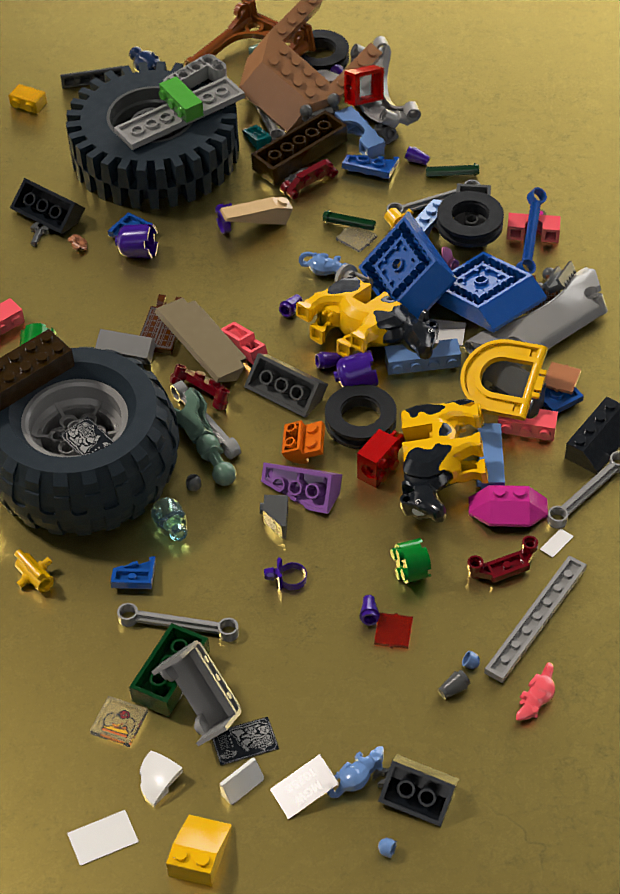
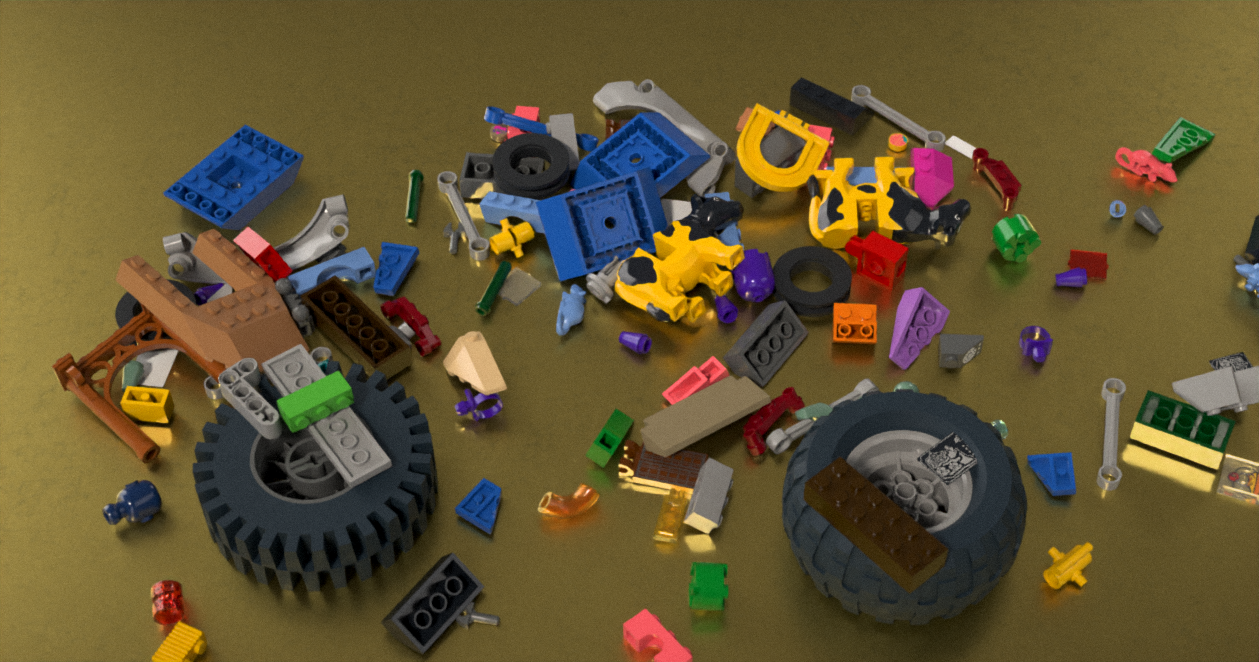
camera: 90 degrees left, 0 degrees up
(57, 87) = (167, 602): none -> clear red wheel
(78, 242) = (504, 565): nougat plant -> none
(83, 78) = (142, 573): dark grey slope -> none
(112, 325) = (670, 517): none -> clear yellow hinge
(126, 272) = (569, 506): none -> clear orange cylinder
(137, 241) = (520, 489): dark purple cylinder -> none
(185, 287) = (609, 438): none -> green slope
(230, 55) = (147, 404): none -> yellow brick
(414, 196) = (448, 232): none -> dark grey bar
(415, 155) = (381, 228): dark purple cone -> none
(455, 71) = (245, 161): none -> blue slope
(513, 243) = (563, 129): none -> light grey brick
(535, 619) = (1062, 161): light grey plate -> none
(554, 488) = (897, 142): none -> tile
(558, 278) = (613, 109): dark grey gear -> none
(575, 726) = (1181, 140): none -> green wing

